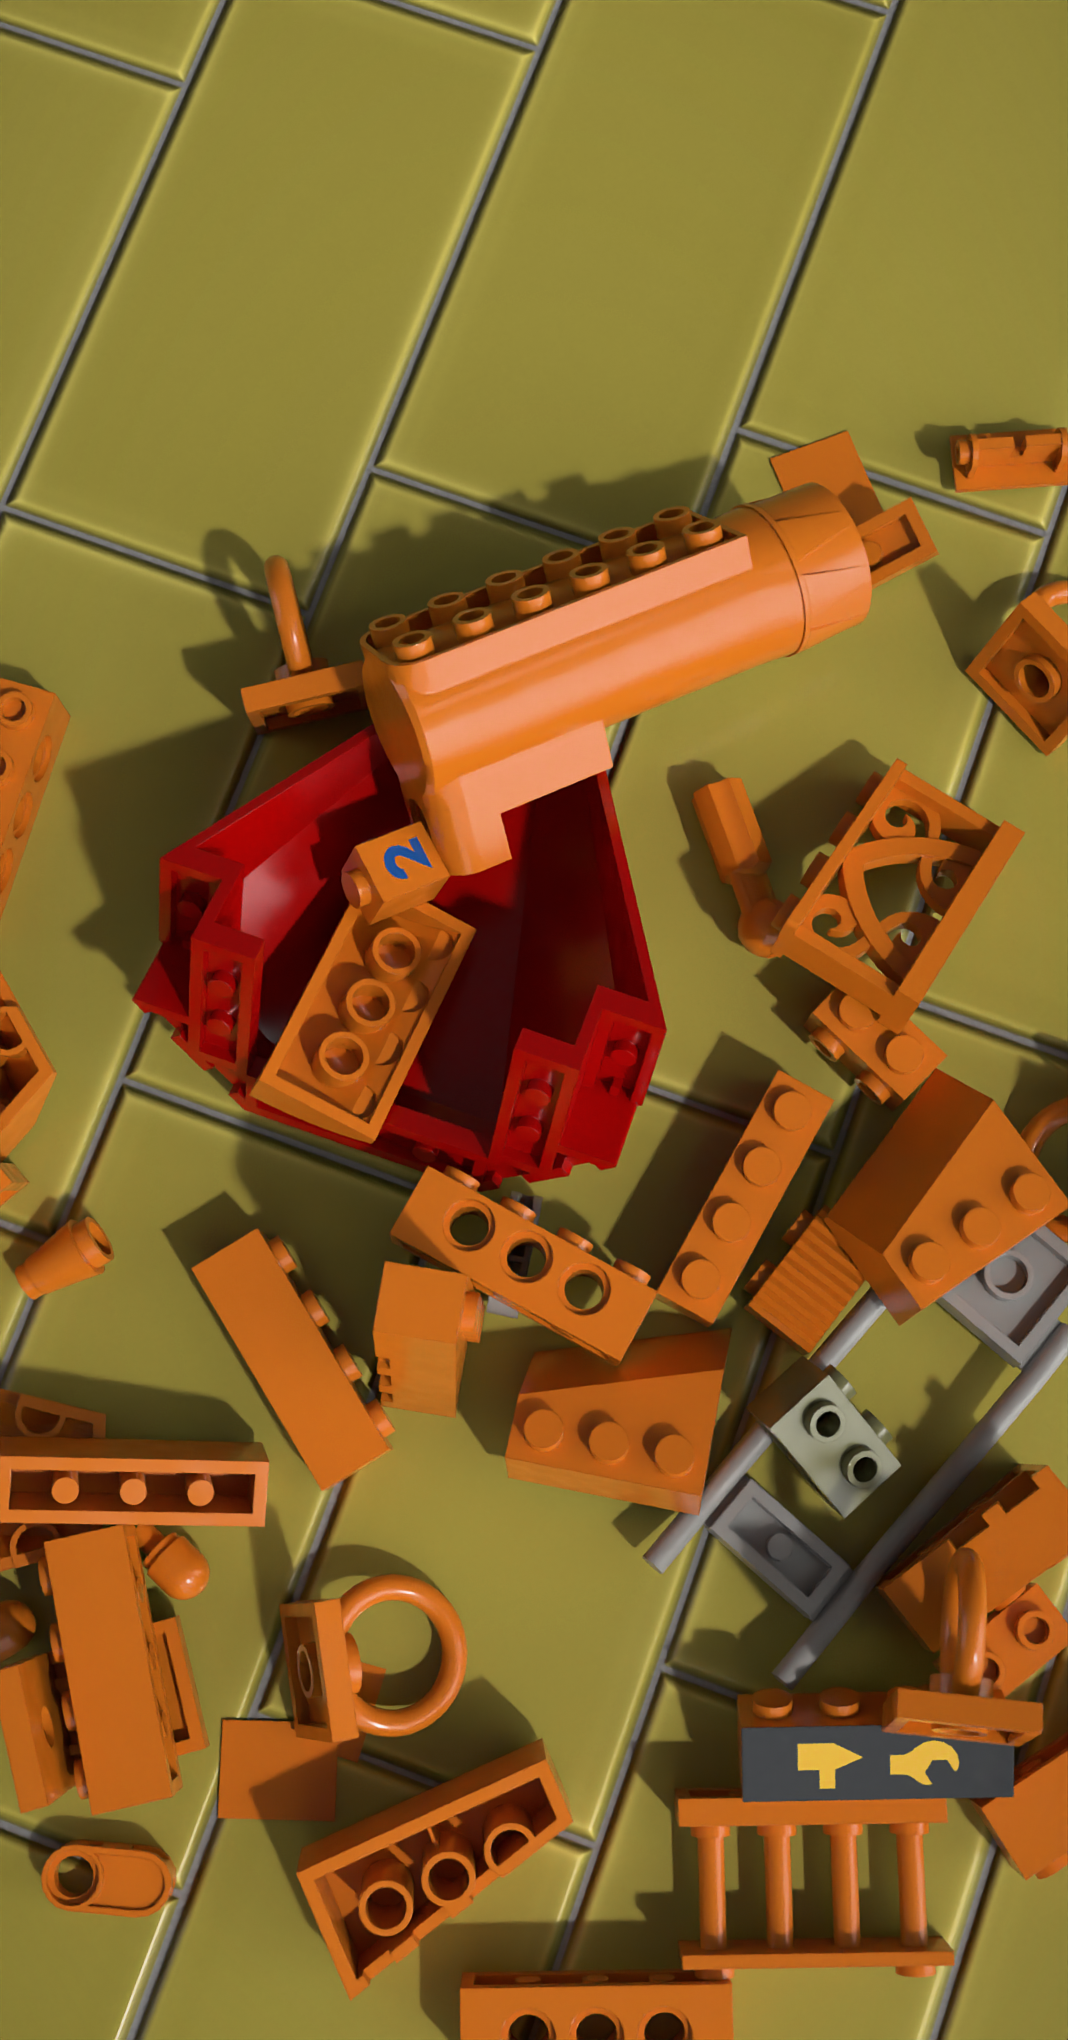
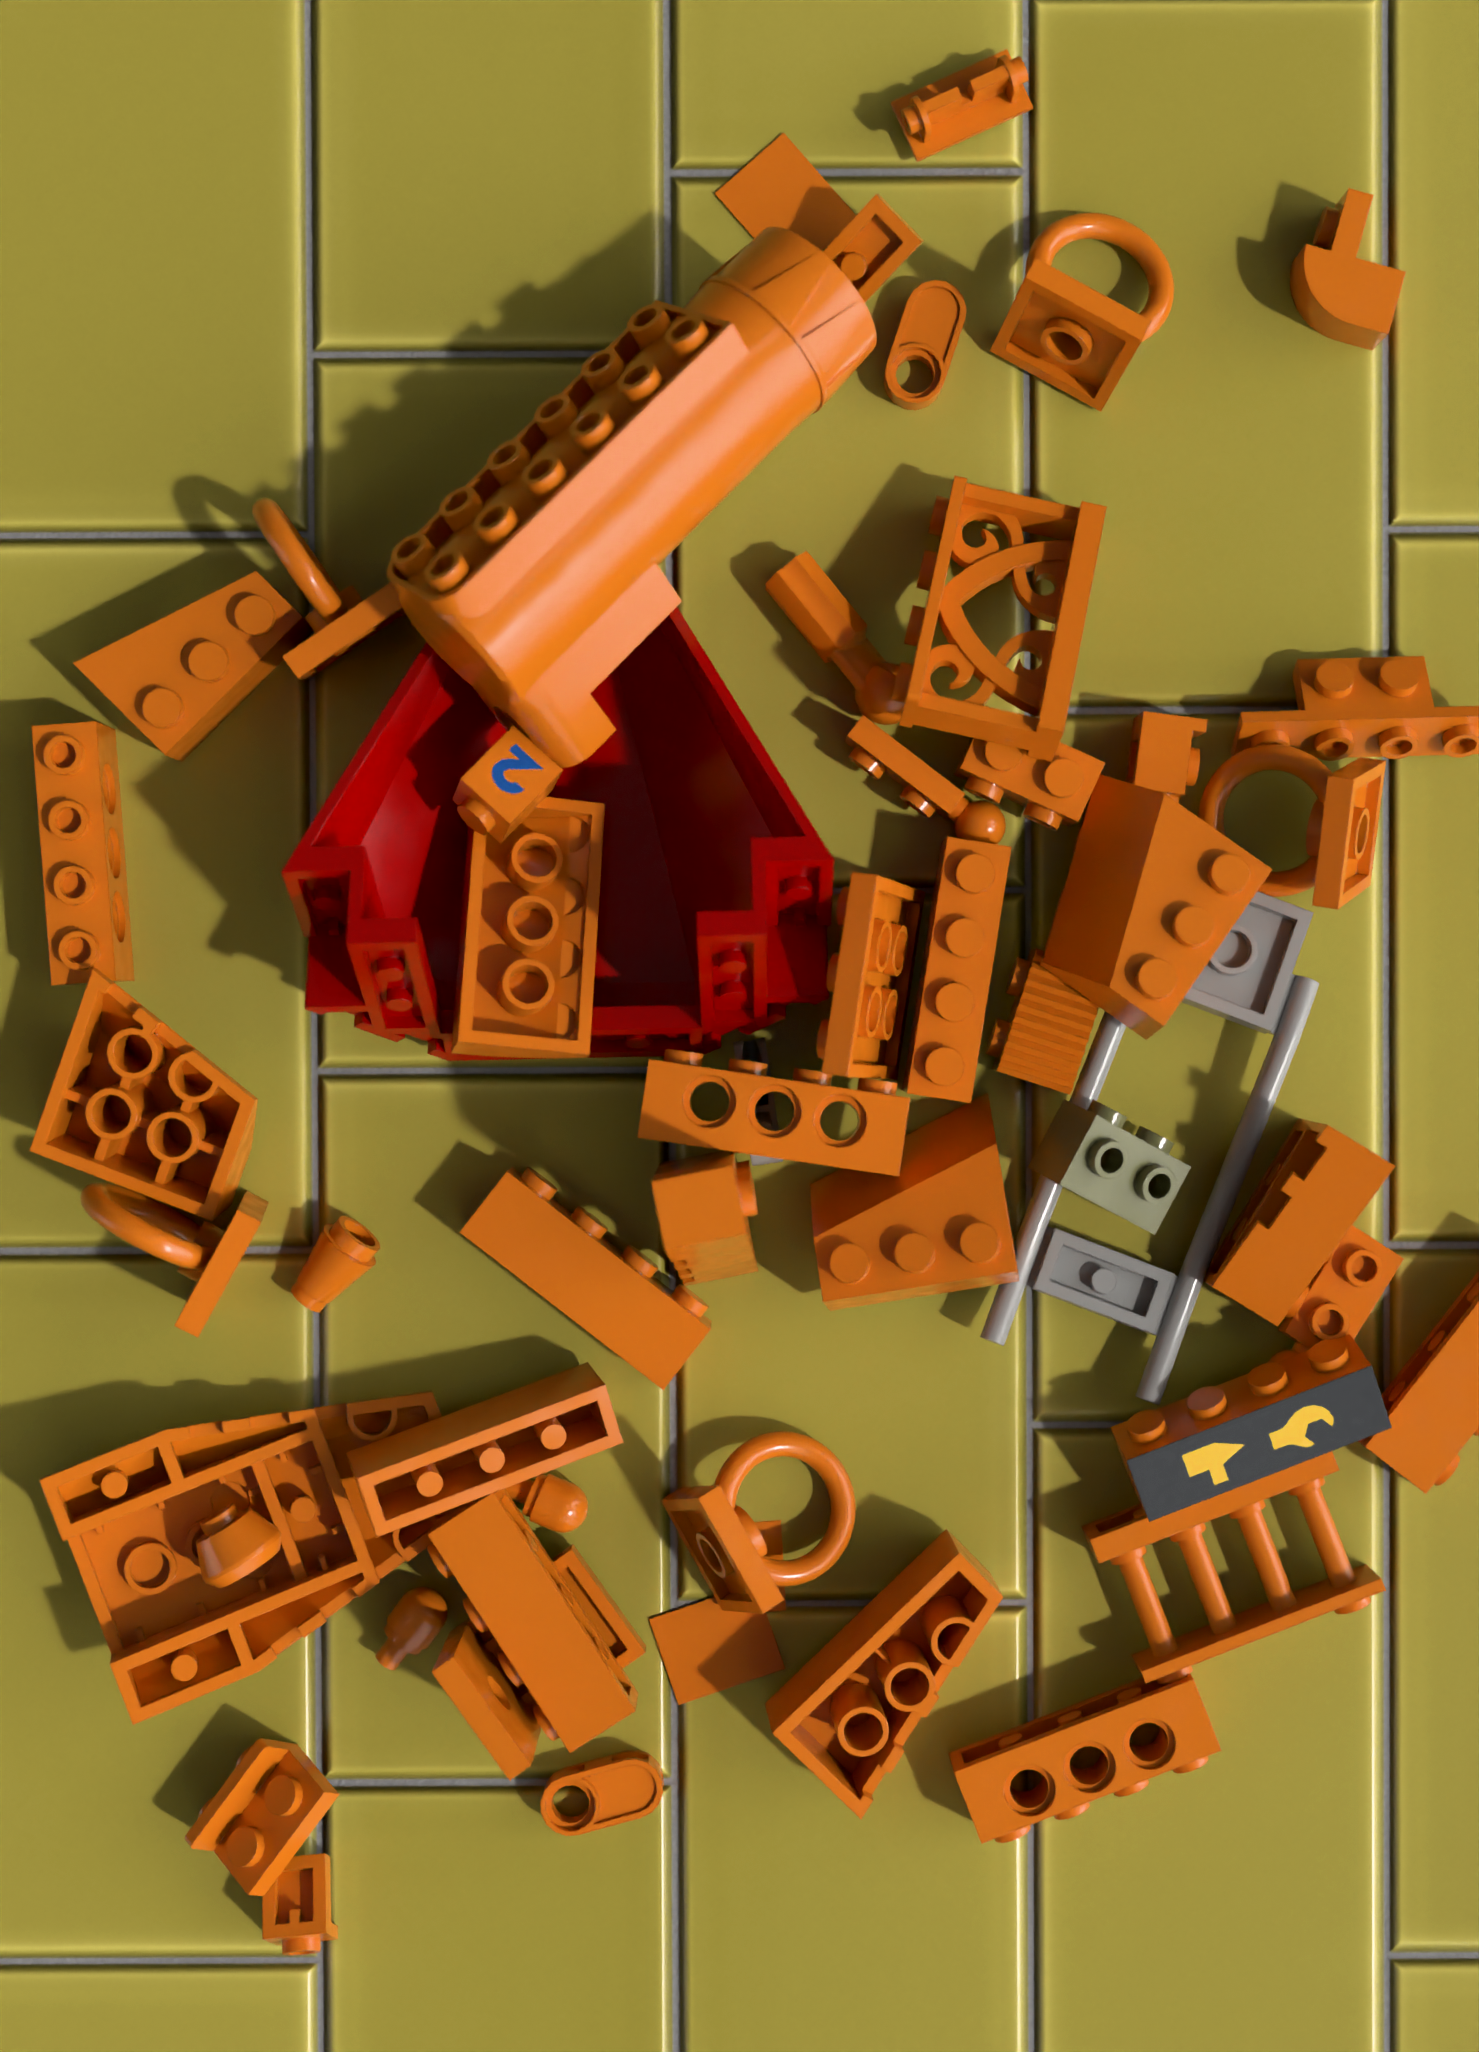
camera: 20 degrees left, 10 degrees up
(164, 679) = (197, 662): none -> orange wedge
(662, 1167) = (870, 978): none -> orange plate
(772, 1021) = (923, 786): none -> orange plate
(914, 635) = (929, 335): none -> orange piece
(958, 1697) = (1316, 1366): orange tile -> none
(1005, 1068) = (1163, 752): none -> orange brick

